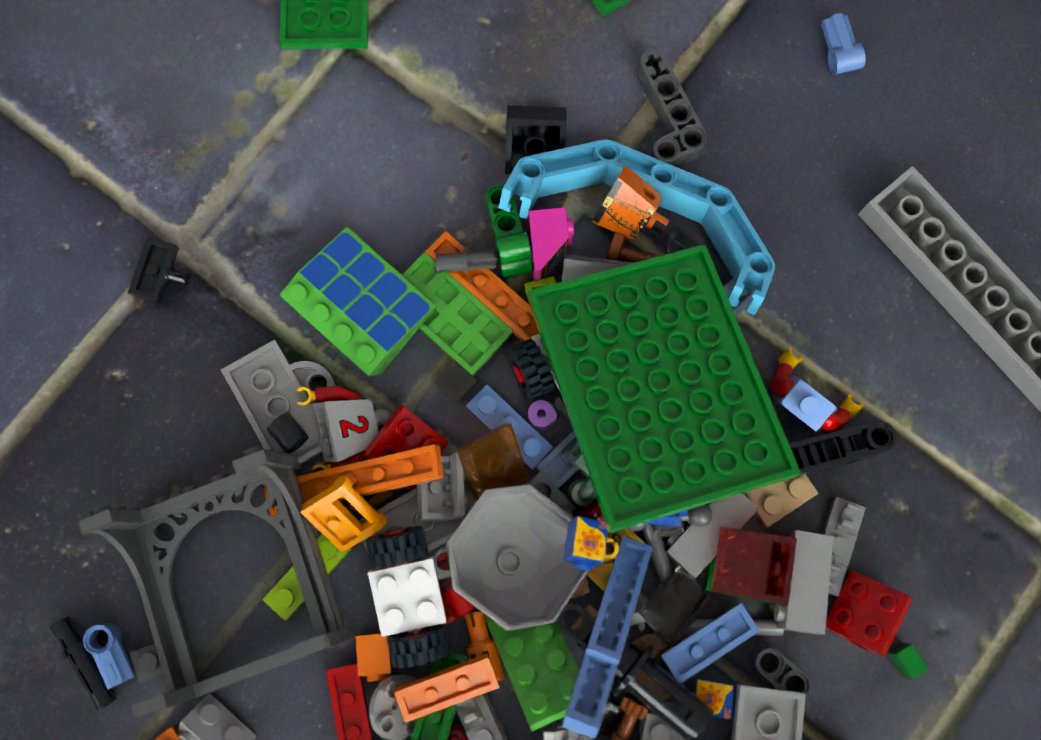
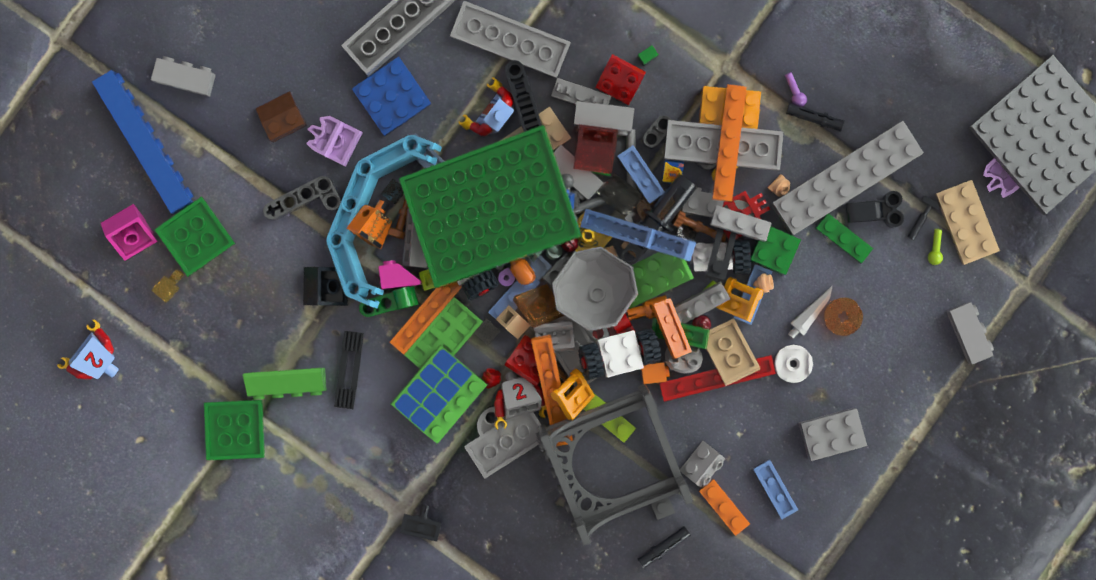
camera: 90 degrees left, 10 degrees up
(112, 658) = (661, 530): medium blue piece -> none
(287, 433) = (524, 432): black beam -> none
(364, 164) = (346, 397): none -> black container
(382, 387) = (491, 377): none -> red plate
(390, 75) = (284, 382): none -> bright green slope
(466, 261) = (410, 328): dark grey axle -> none
(468, 421) = (513, 322): none -> tan brick
(551, 438) = (522, 271): none -> orange arm
(585, 543) = (586, 249): brick -> none
(761, 159) = (334, 139): none -> lavender plate
(791, 84) = (280, 117): none -> reddish brown slope
(828, 248) = (391, 96): none -> blue plate
(843, 52) = (257, 83): medium blue piece -> none
(926, 434) = (510, 39): none -> light grey plate

